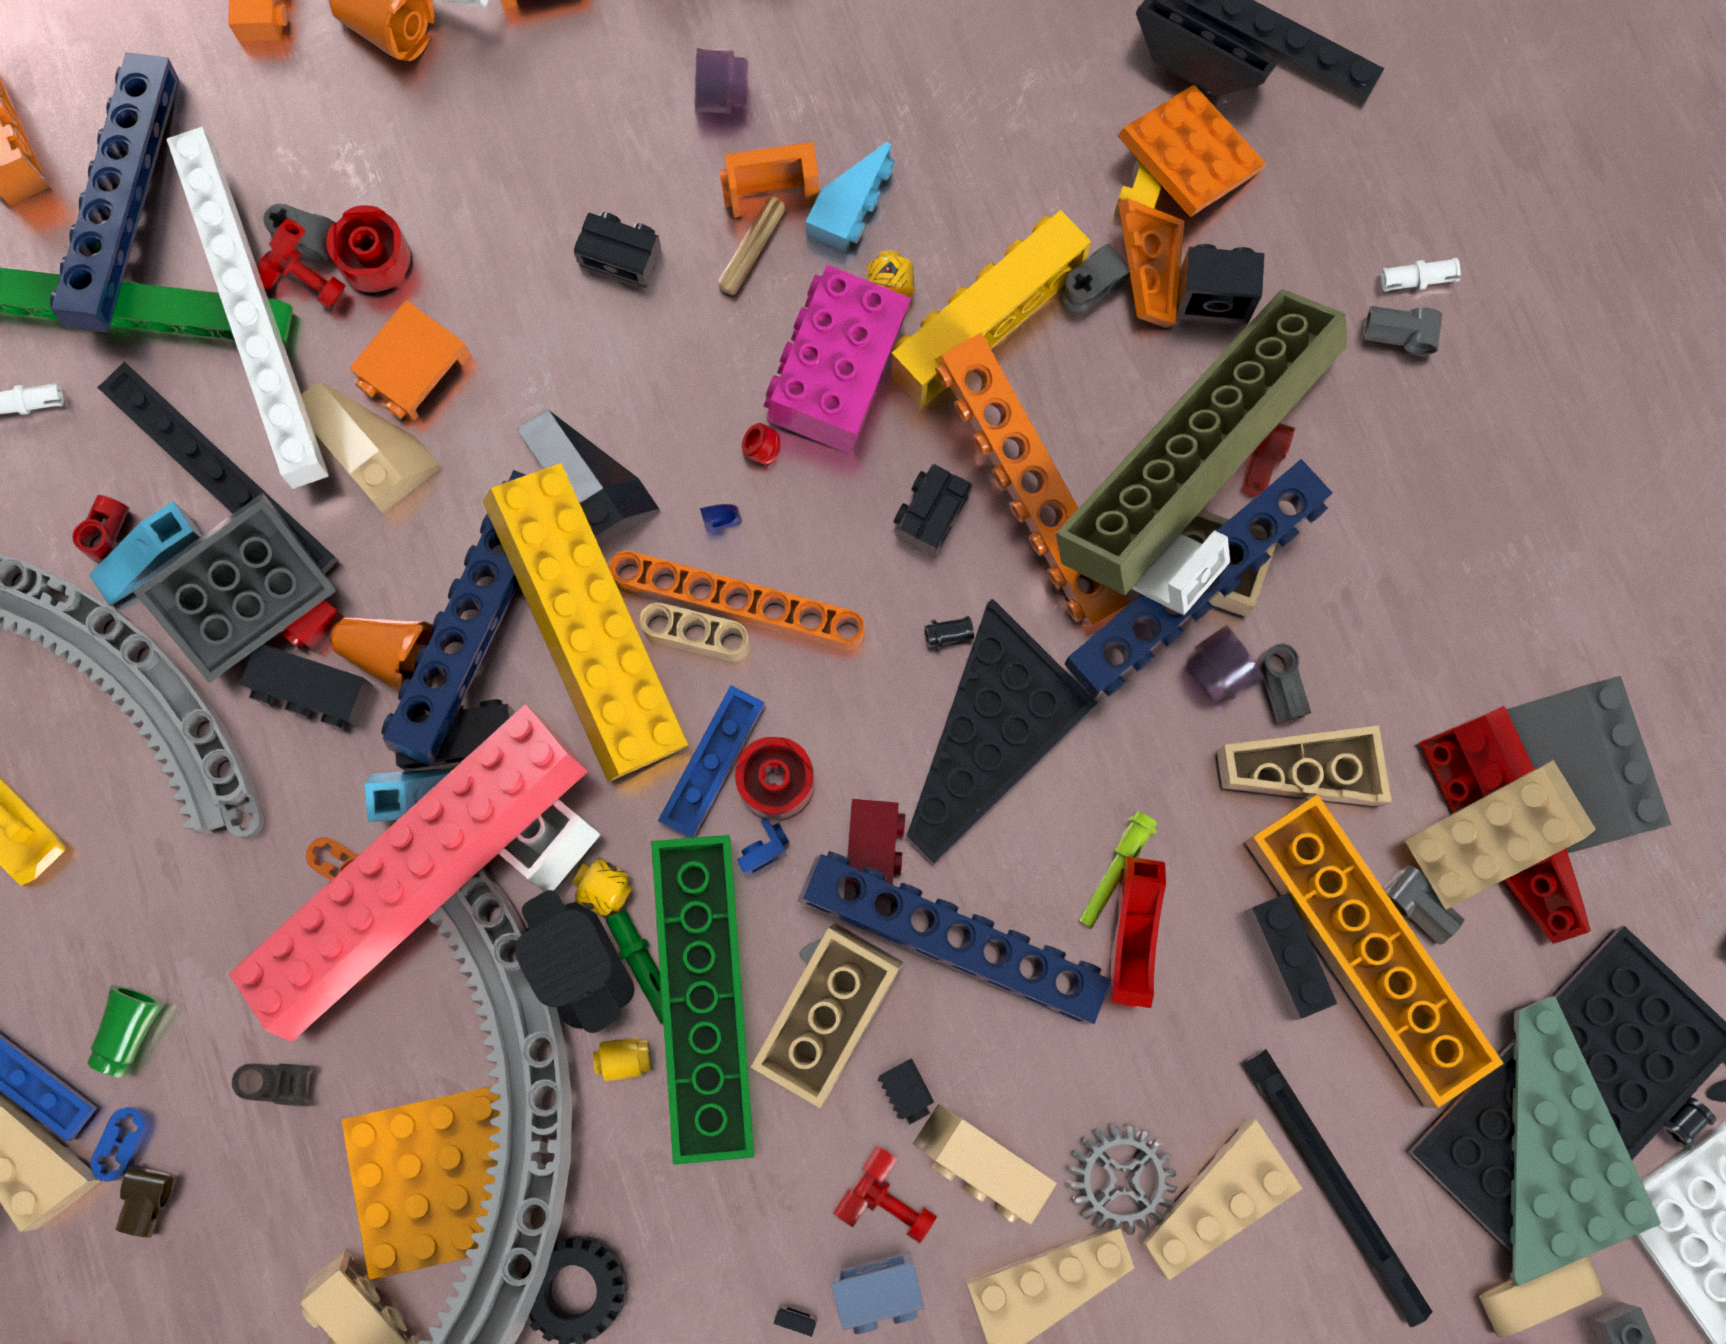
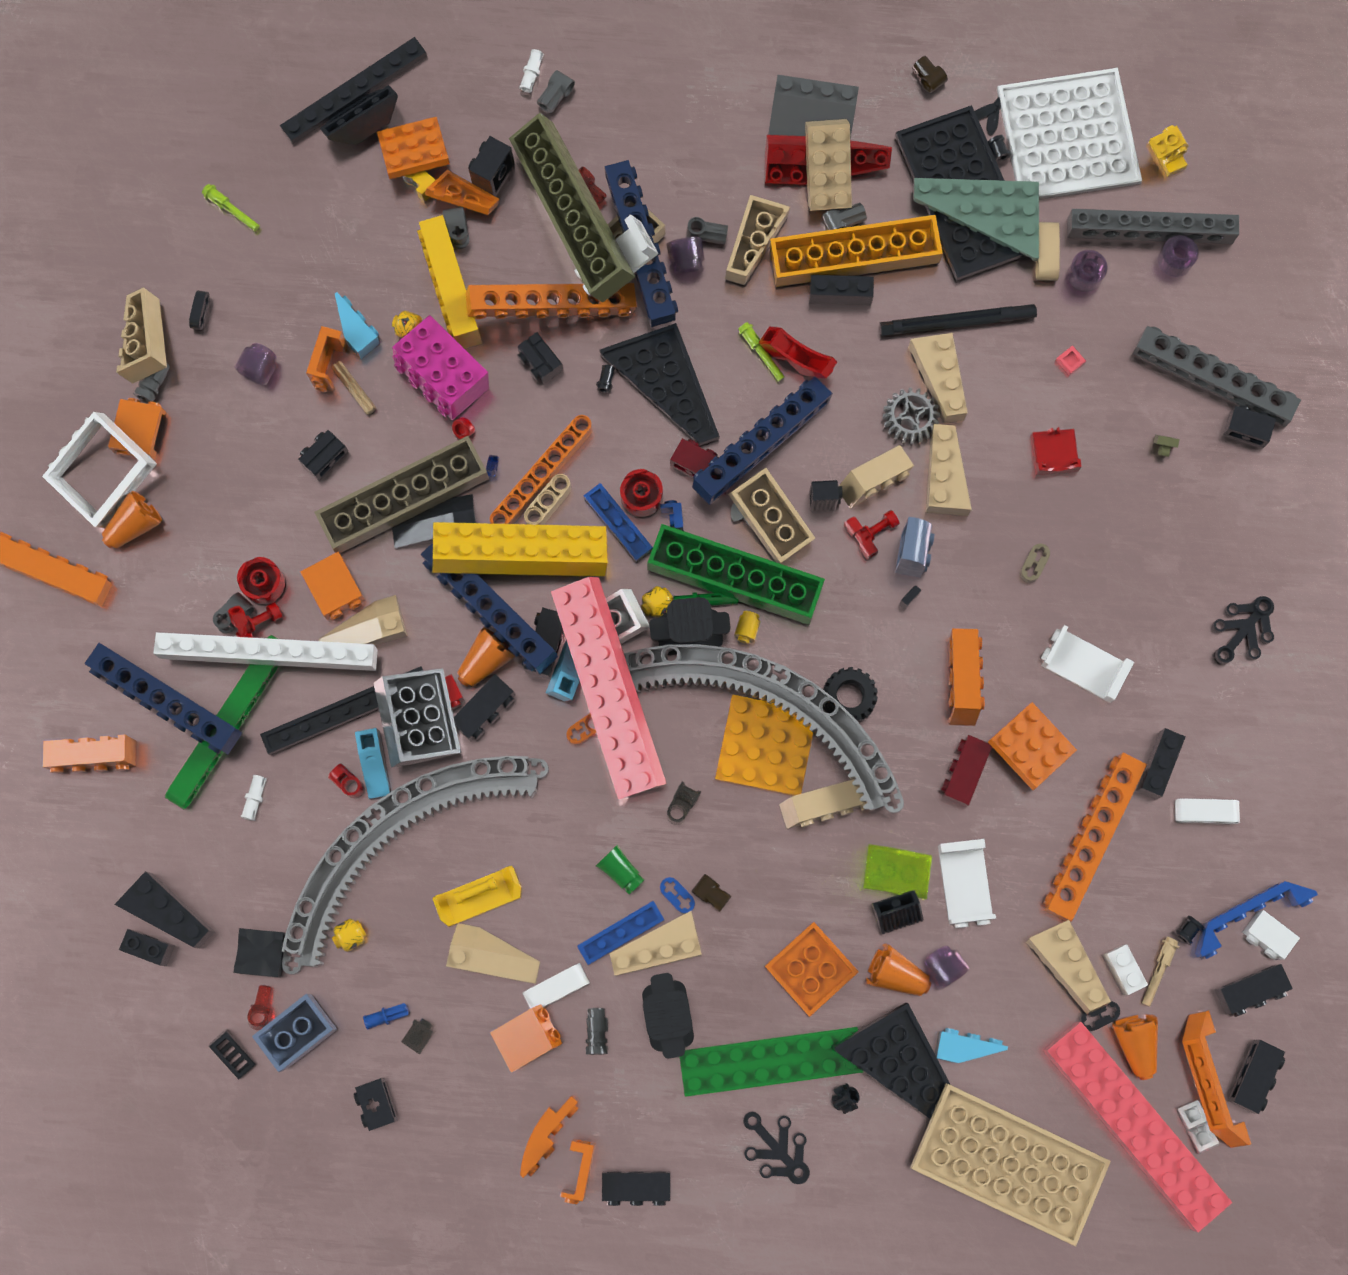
camera: 65 degrees left, 0 degrees up
(601, 398) = (401, 495): none -> dark tan brick

